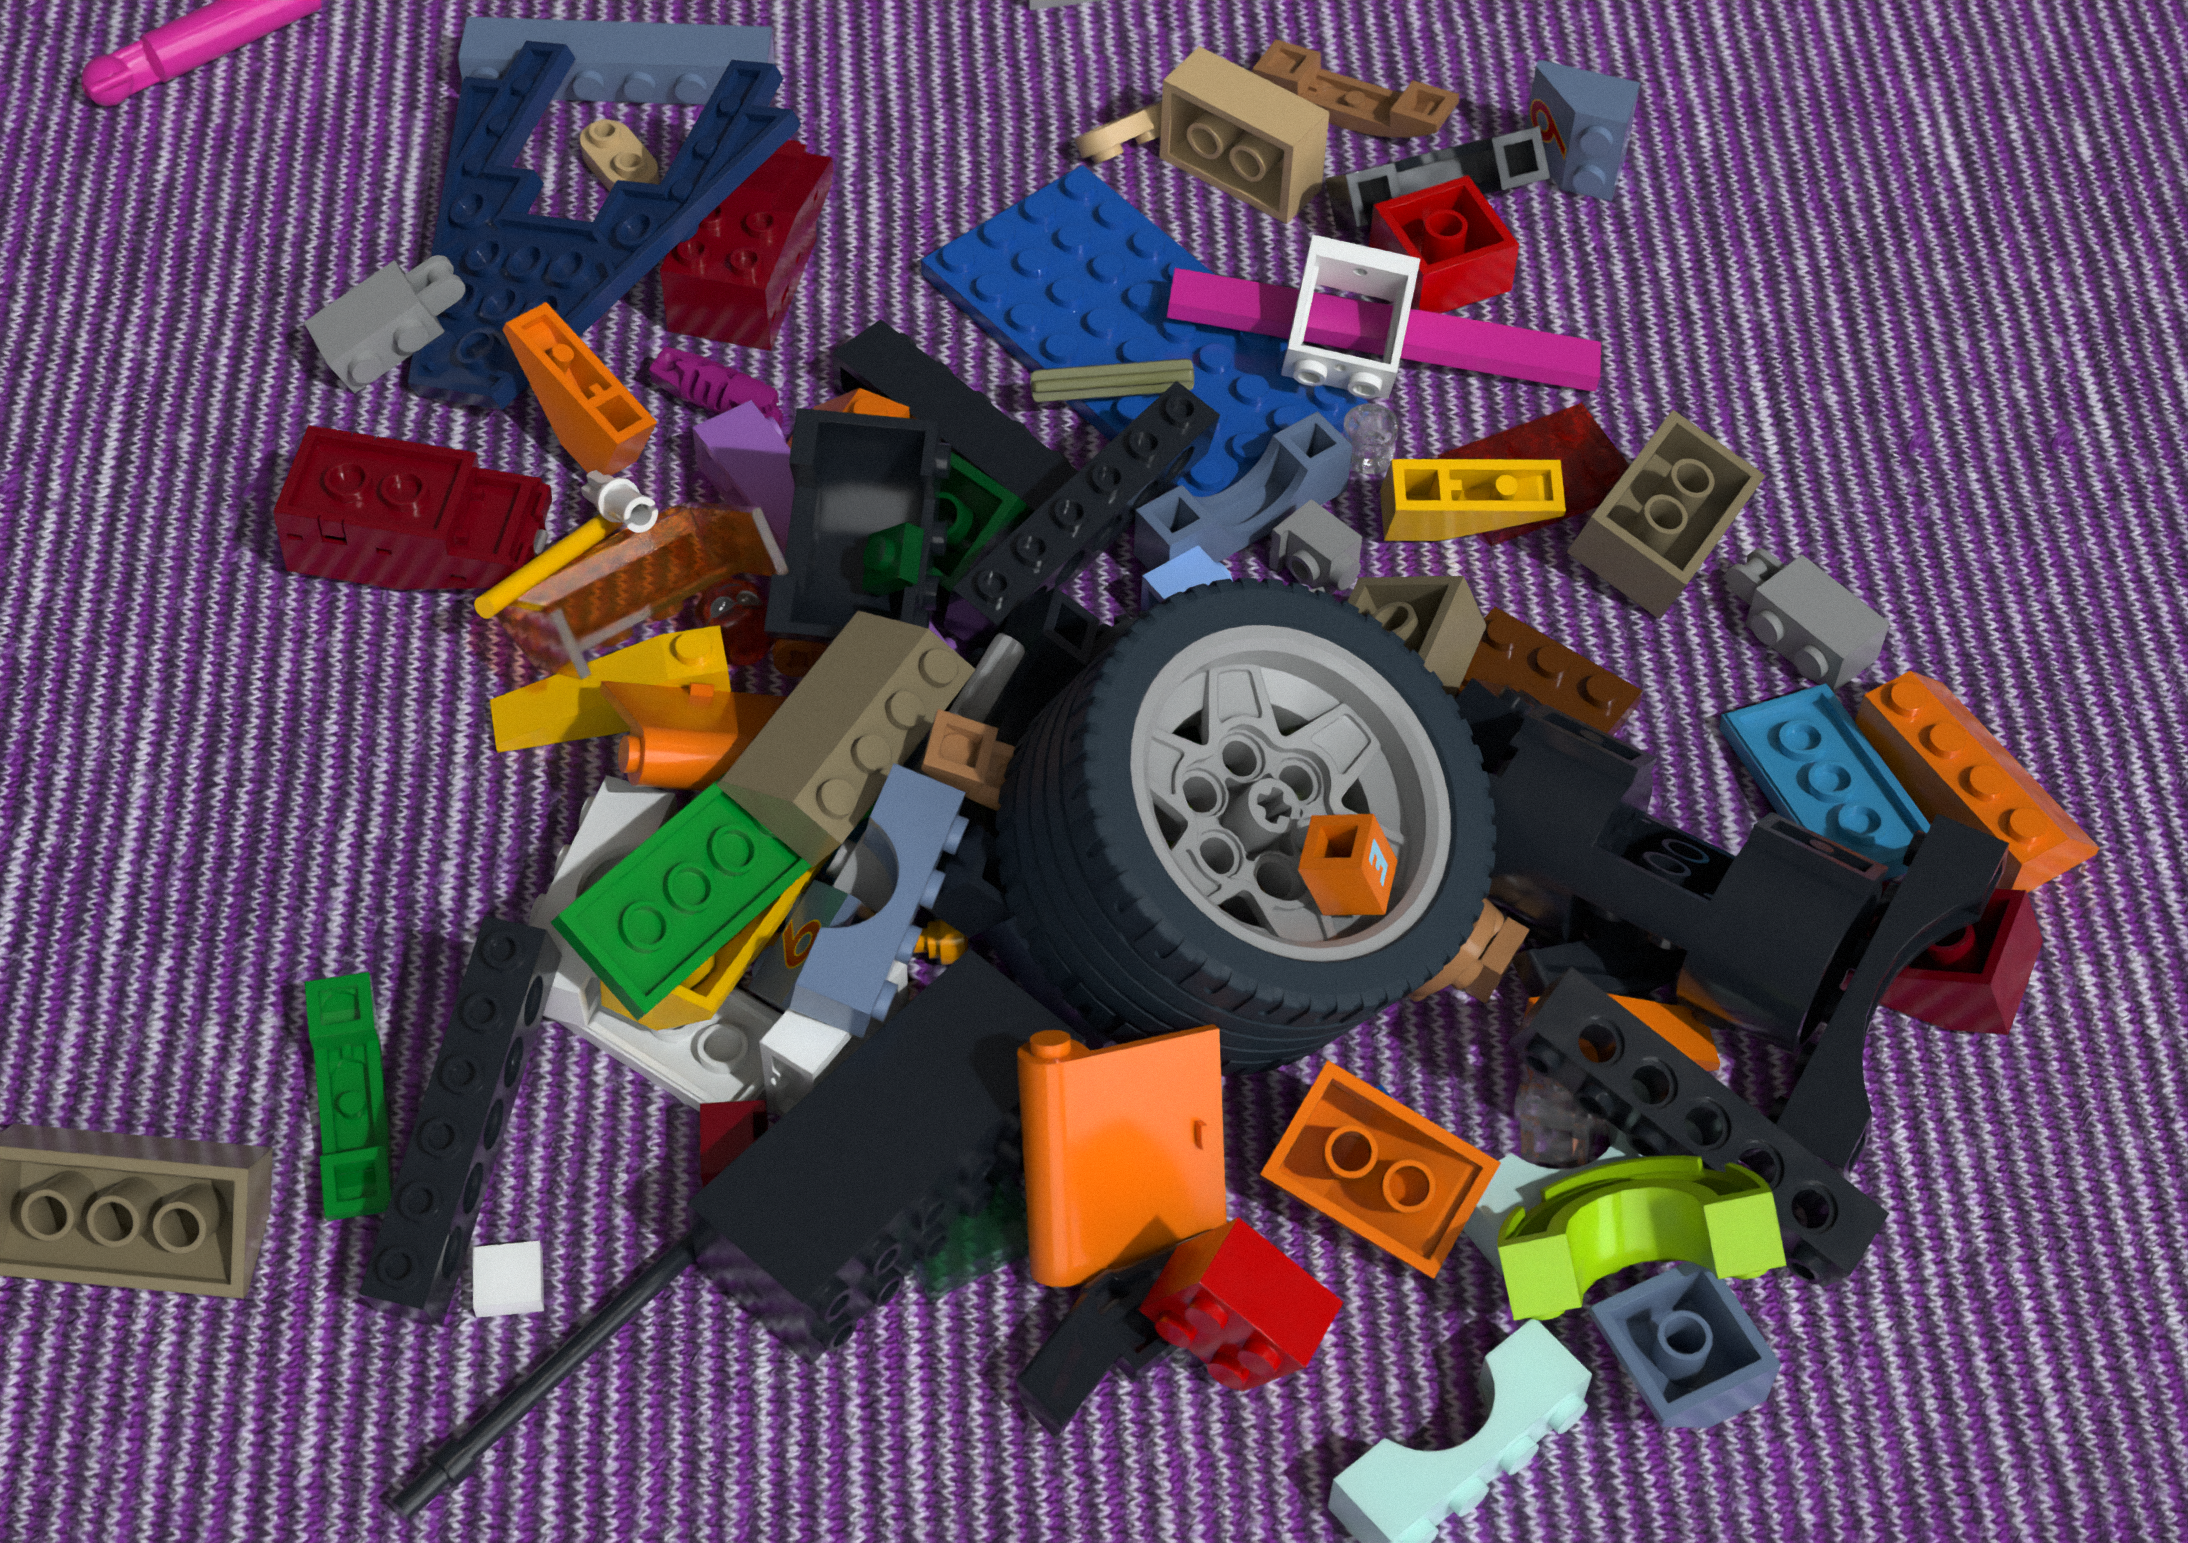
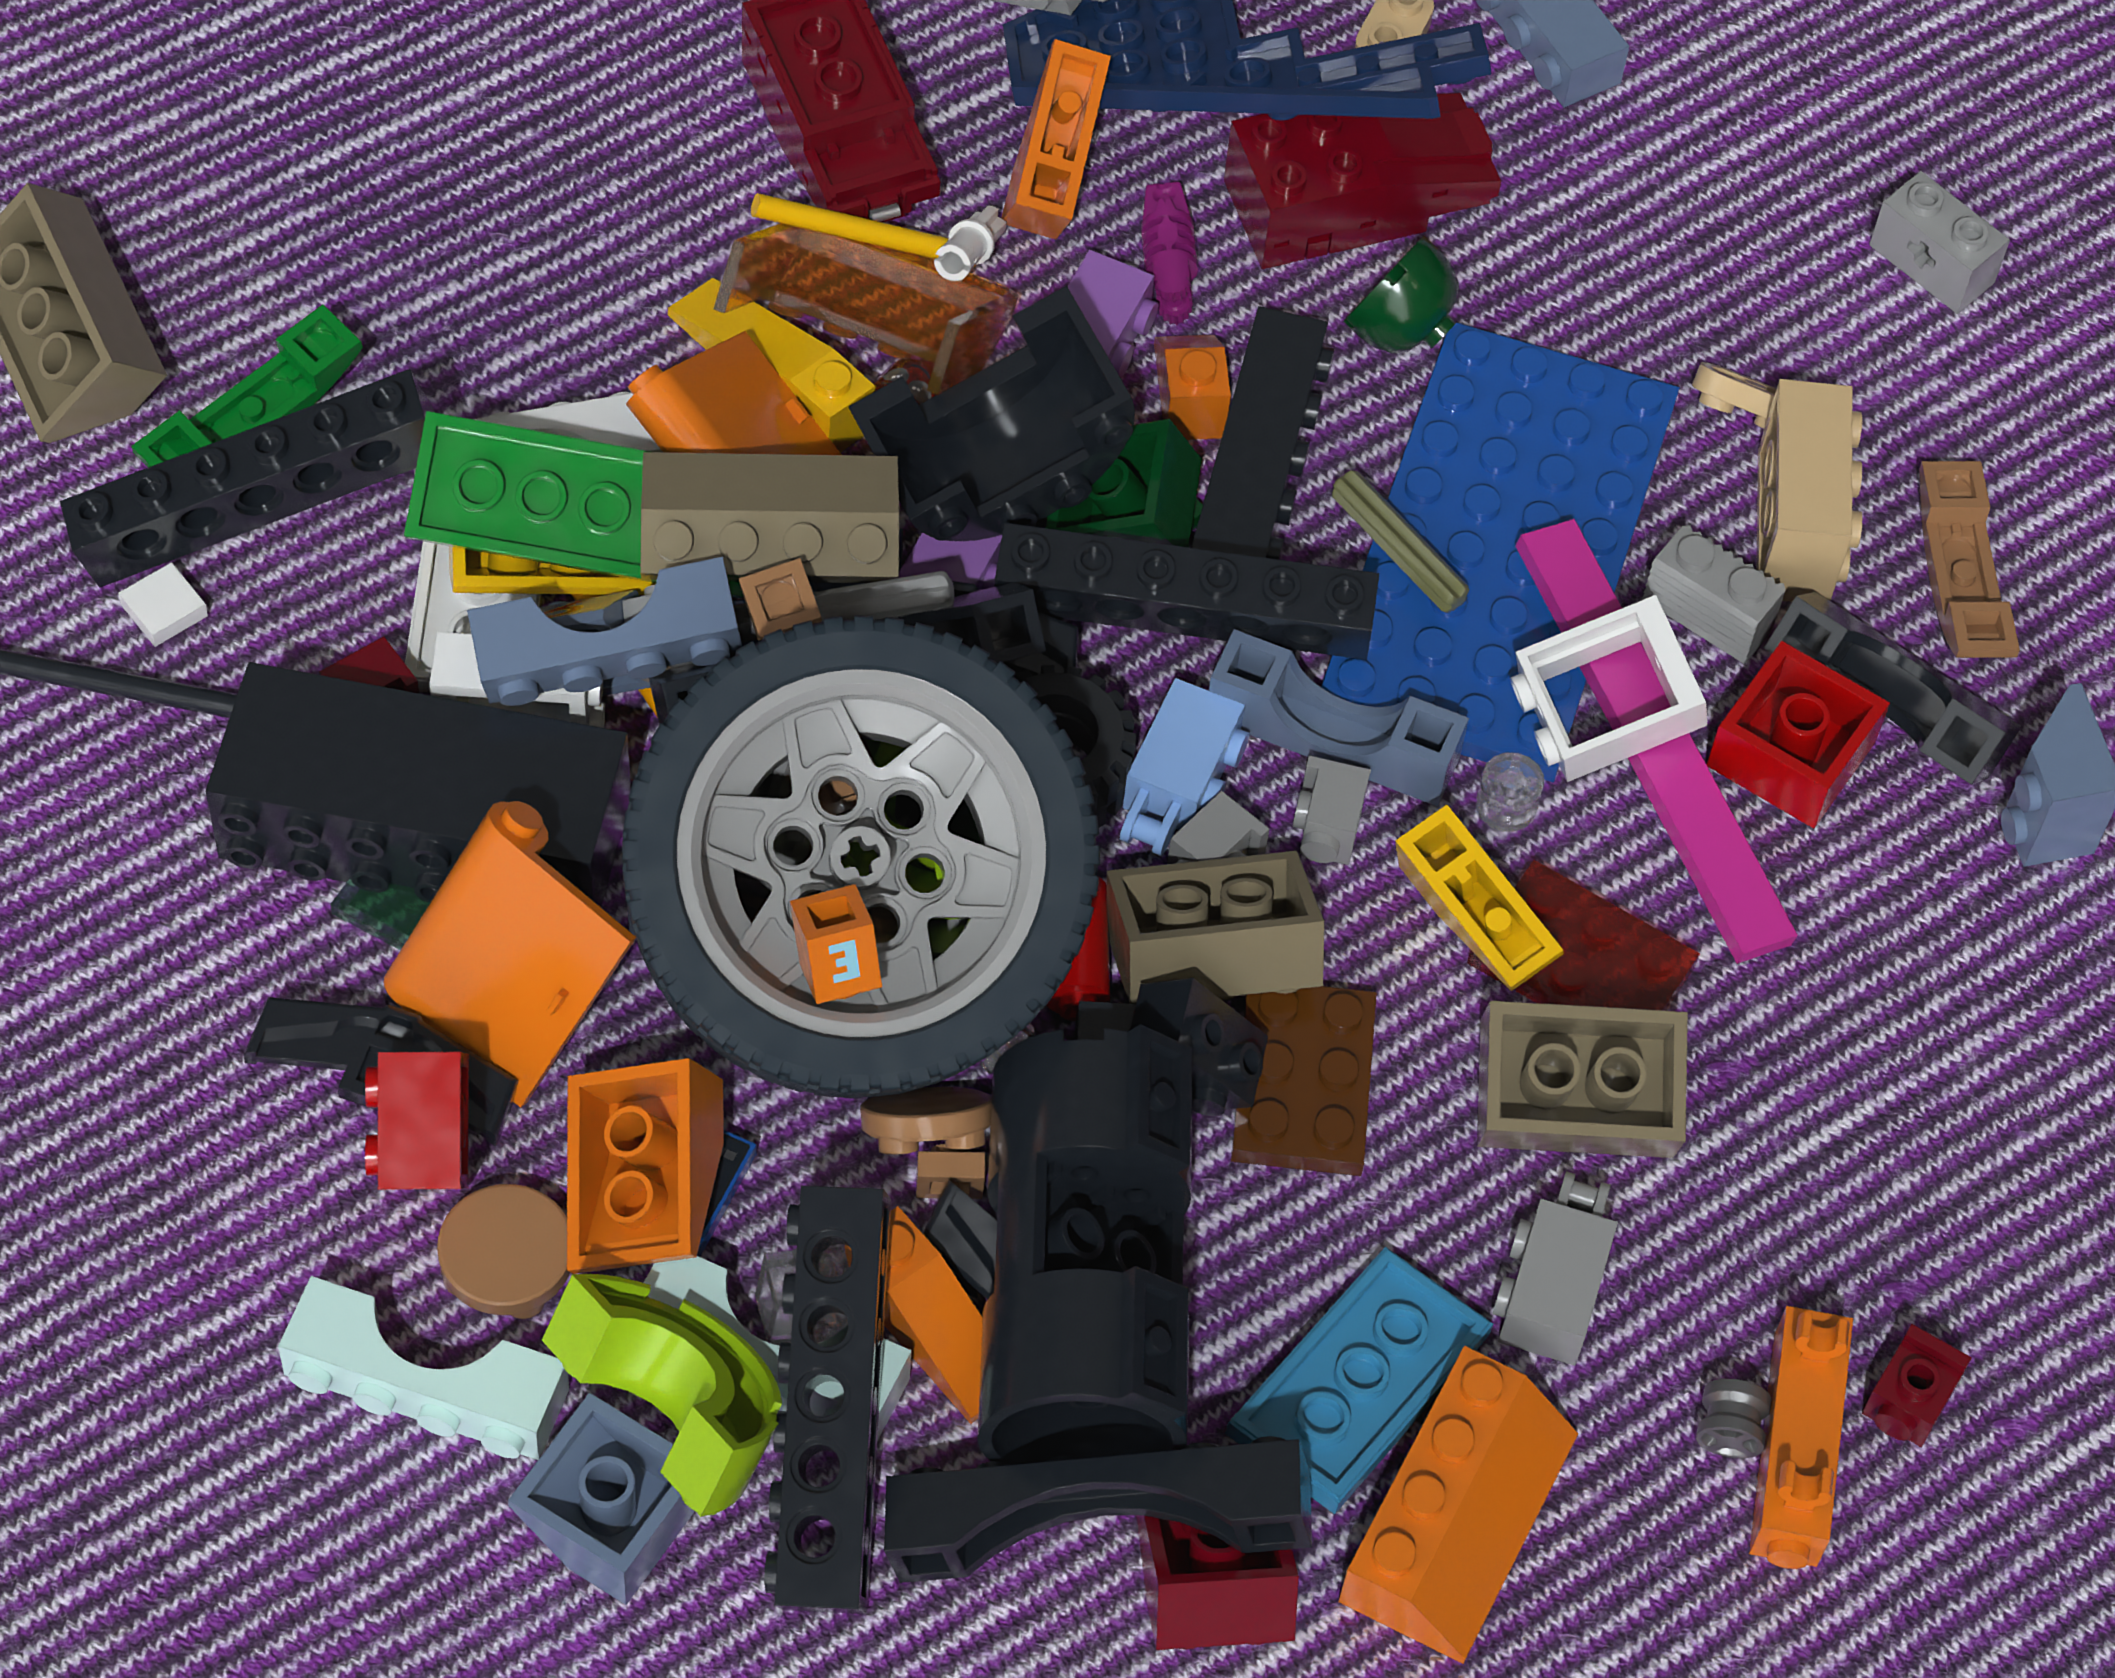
camera: 55 degrees right, 5 degrees up
(888, 268) = (1409, 302): none -> dark green cylinder
(892, 559) = (1013, 463): dark green plate -> none
(1276, 233) = (1714, 593): none -> light grey brick
(1384, 1325) = (504, 1250): none -> medium nougat tile
(1988, 581) = (1733, 1418): none -> flat silver wheel
(2015, 467) = (1916, 1386): none -> dark red brick
(2026, 549) = (1801, 1438): none -> orange brick

